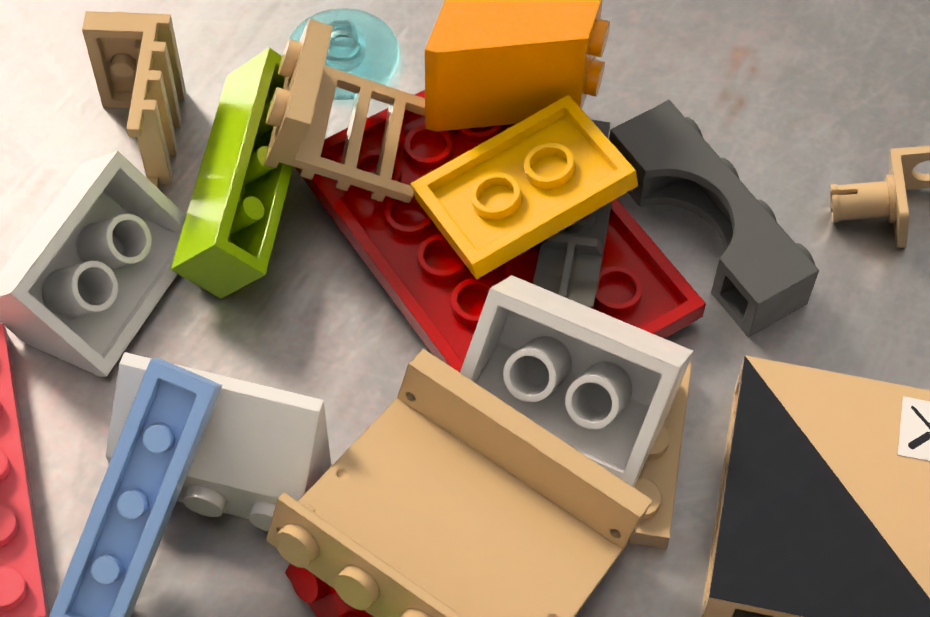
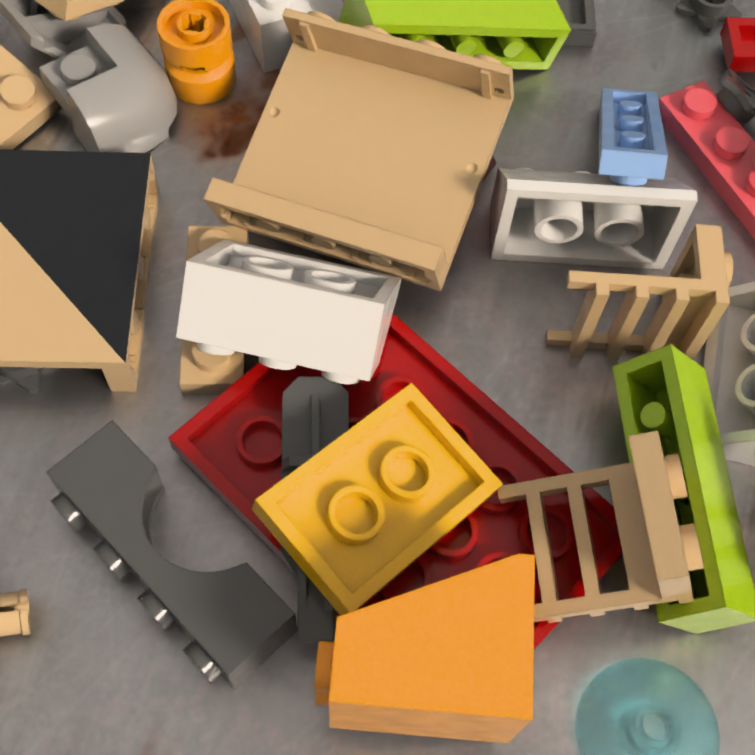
camera: 165 degrees right, 5 degrees up
(172, 306) = (689, 309): none -> tan plate

